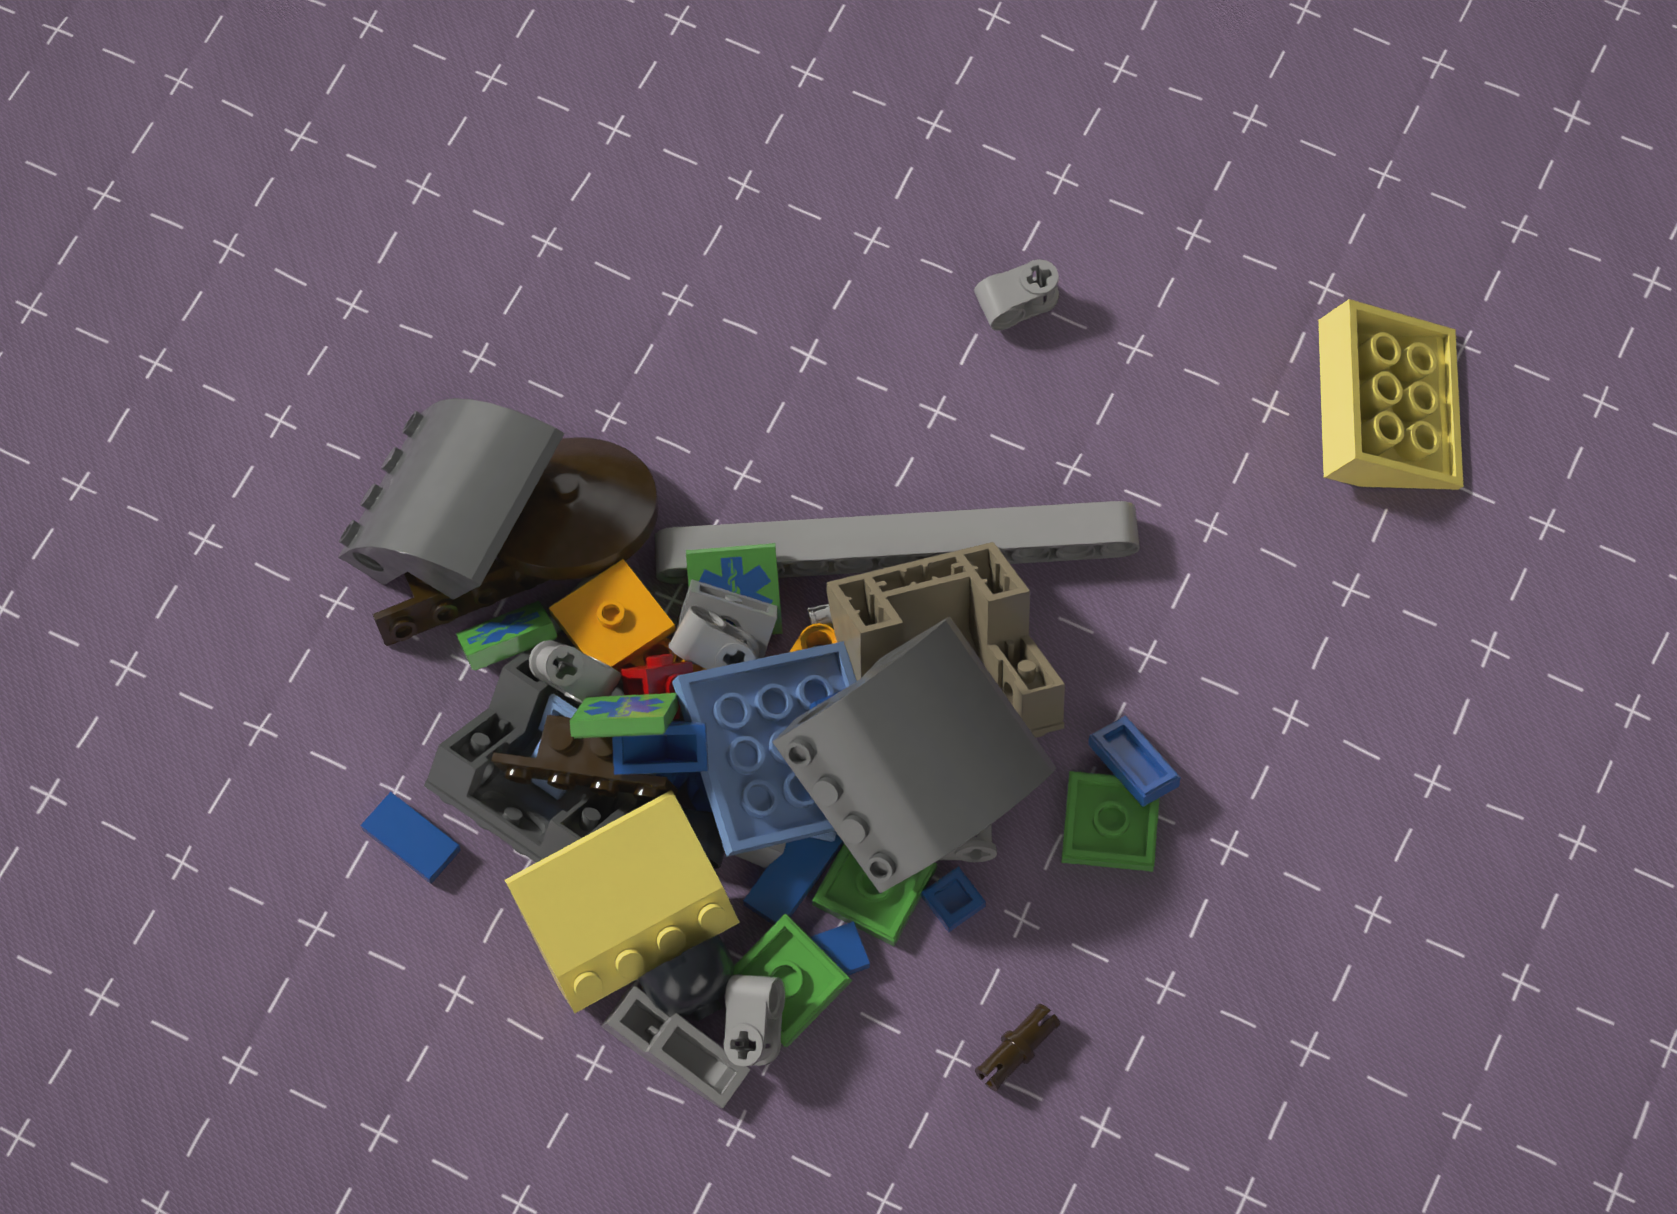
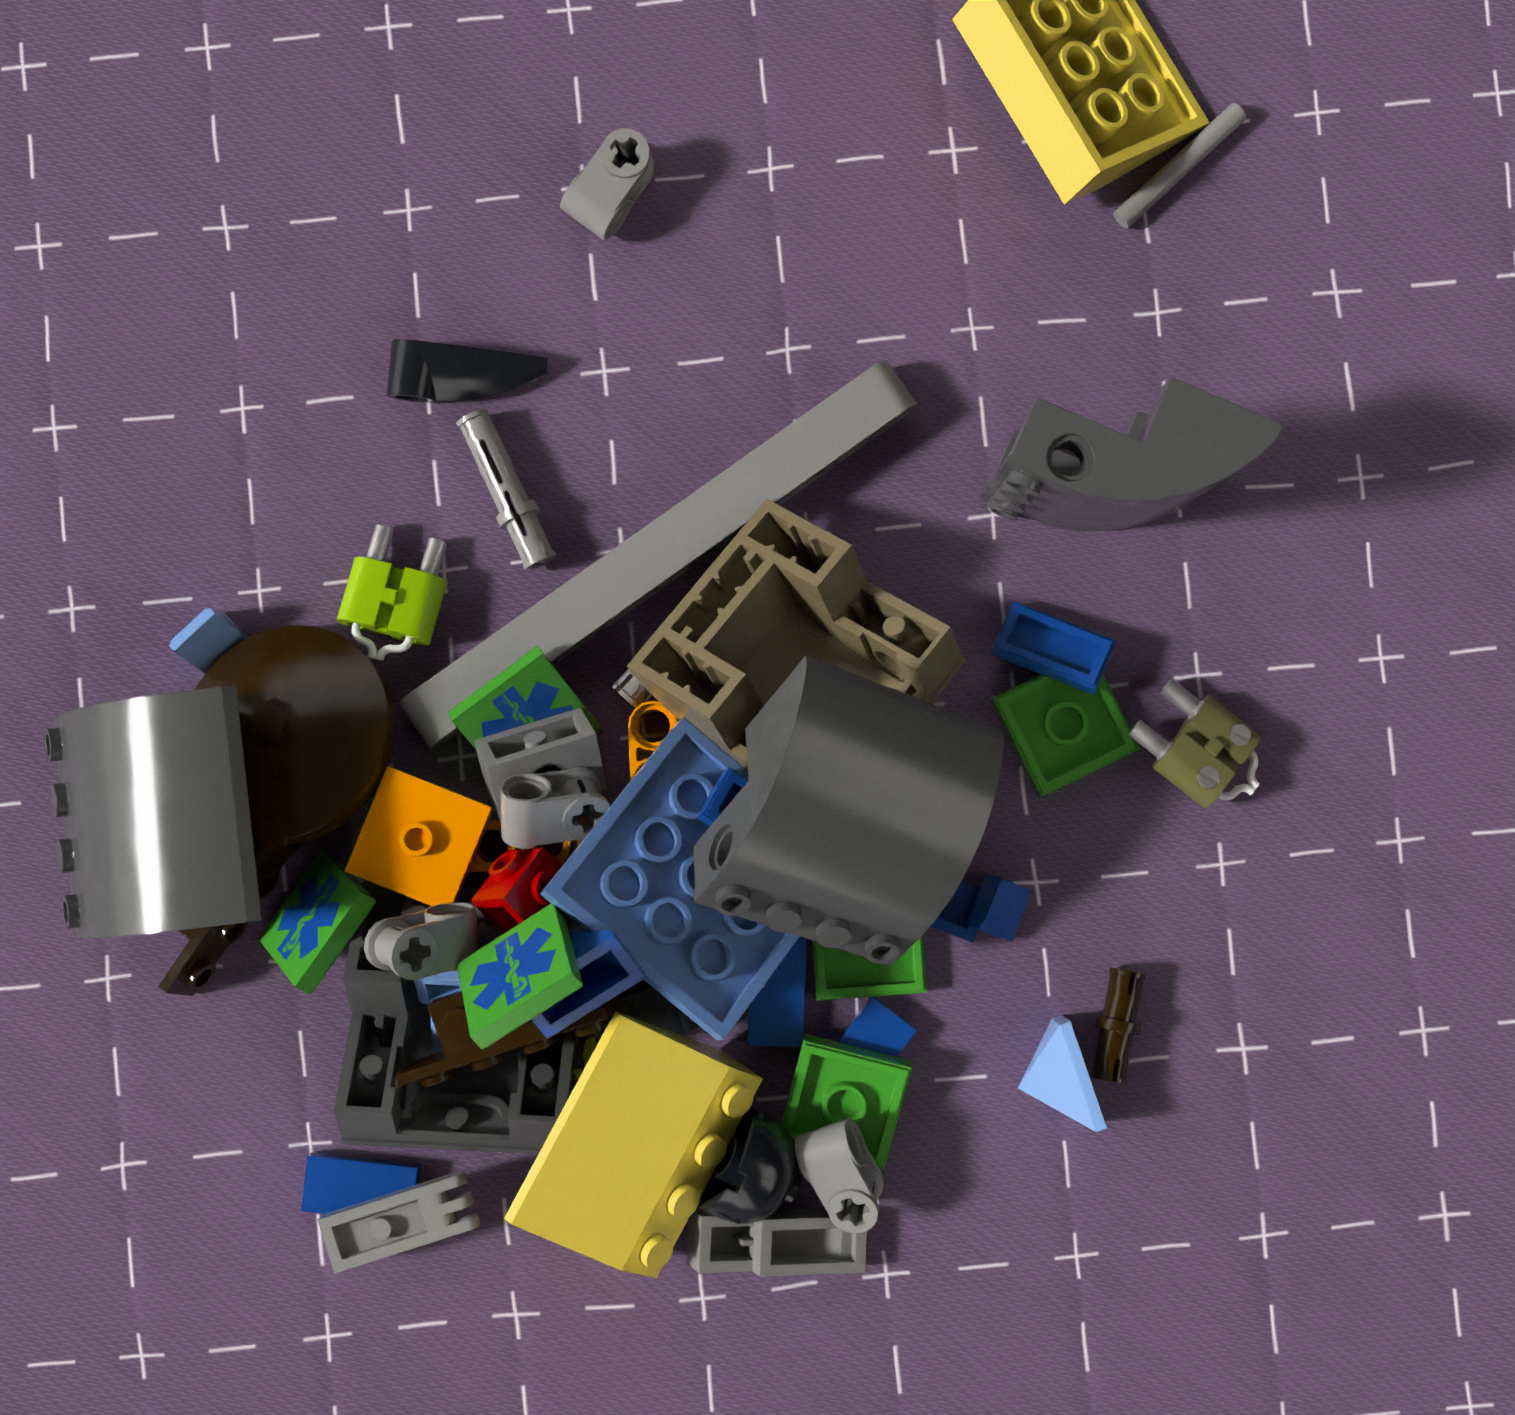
camera: 30 degrees left, 20 degrees up
(422, 865) = (396, 1222): none -> light grey hinge
(559, 414) = (207, 638): none -> light blue slope
(697, 468) = (391, 598): none -> lime piece
(816, 478) = (481, 433): none -> light grey pin
(830, 347) = (454, 372): none -> black piece
(952, 1058) = (1061, 1077): none -> light blue slope
(983, 912) = (999, 907): none -> blue tile
(1199, 892) = (1205, 749): none -> olive piece
(1255, 664) = (1129, 477): none -> dark grey slope
(1424, 501) = (1179, 165): none -> light grey bar

